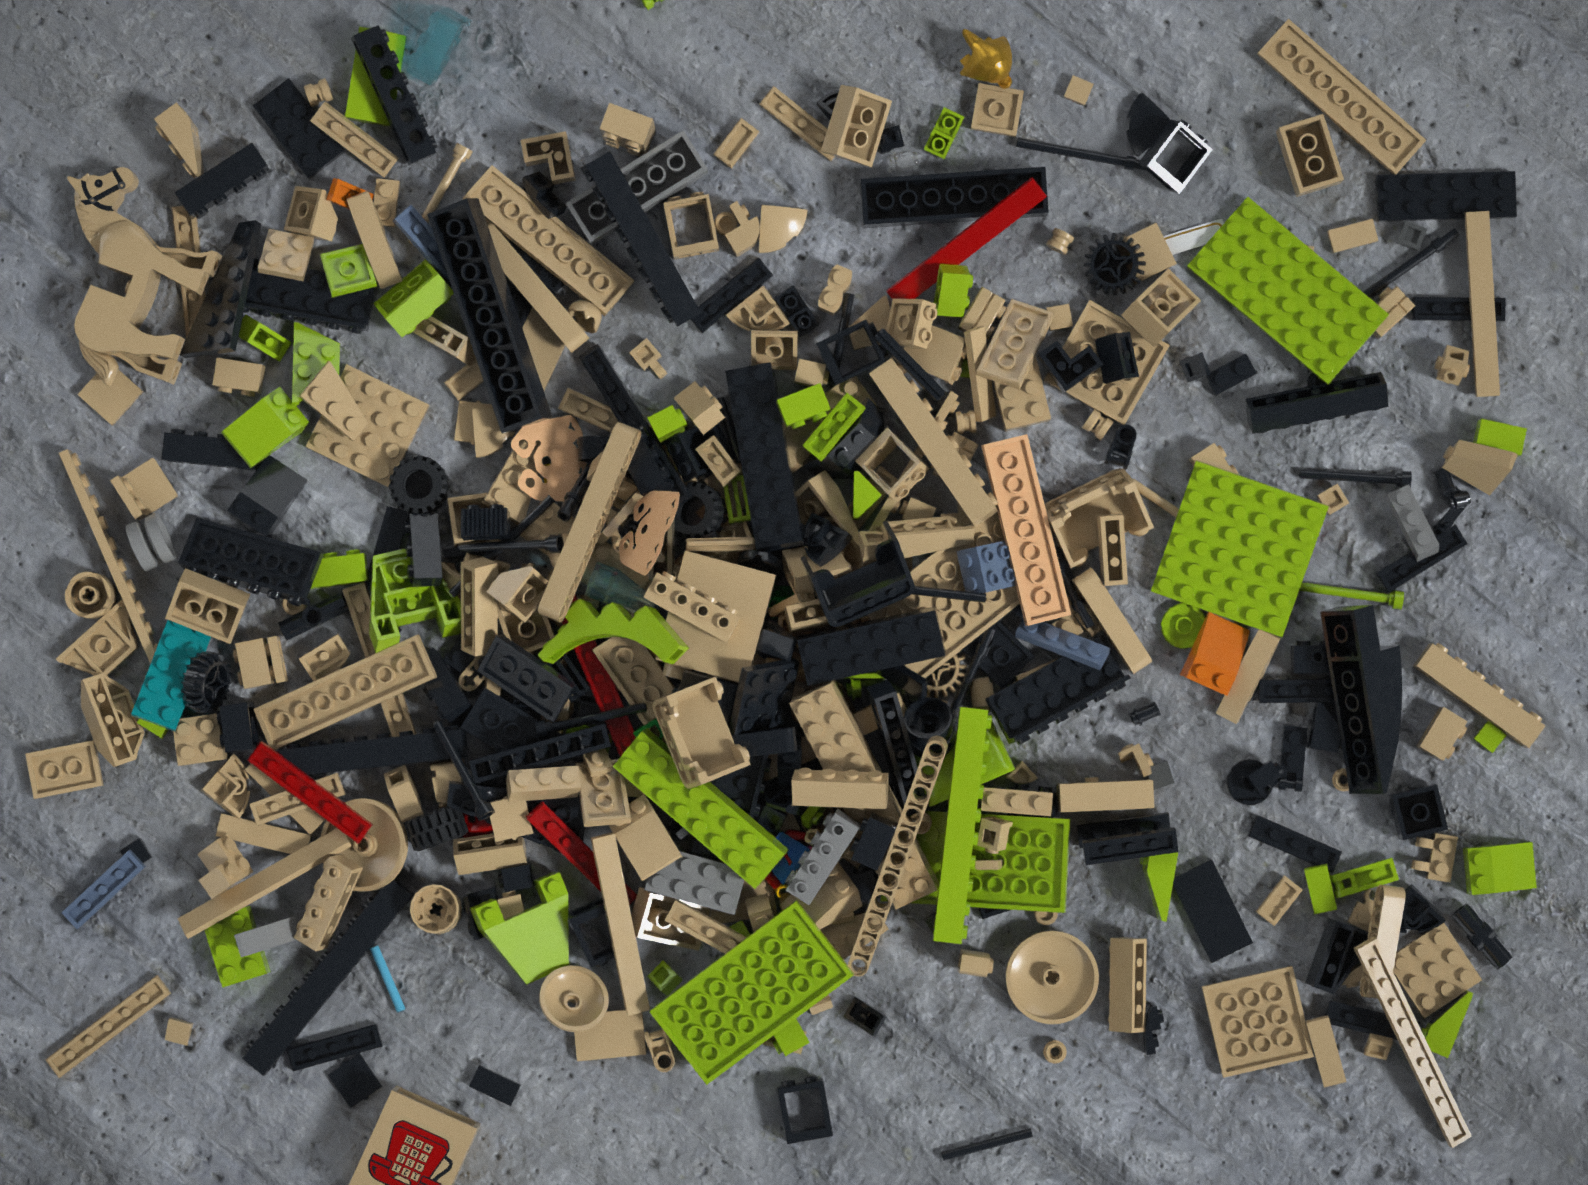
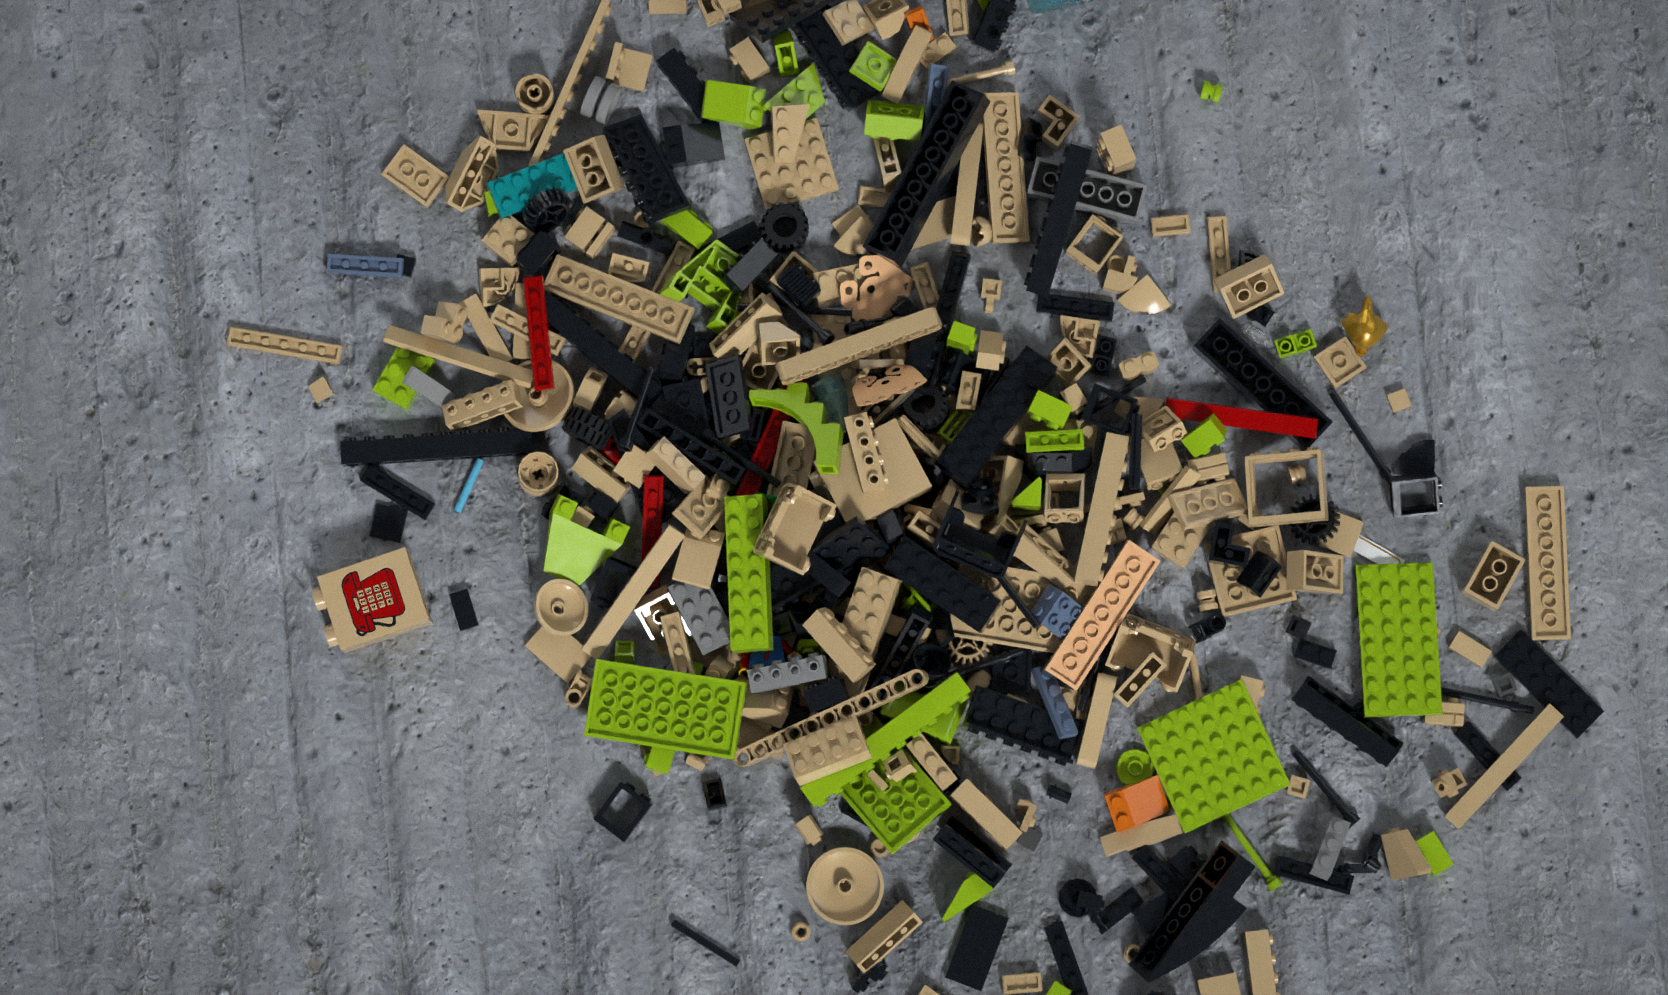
camera: 45 degrees right, 5 degrees down
(924, 886) = (827, 750): none -> tan brick
(1028, 246) = (1293, 518): none -> tan window

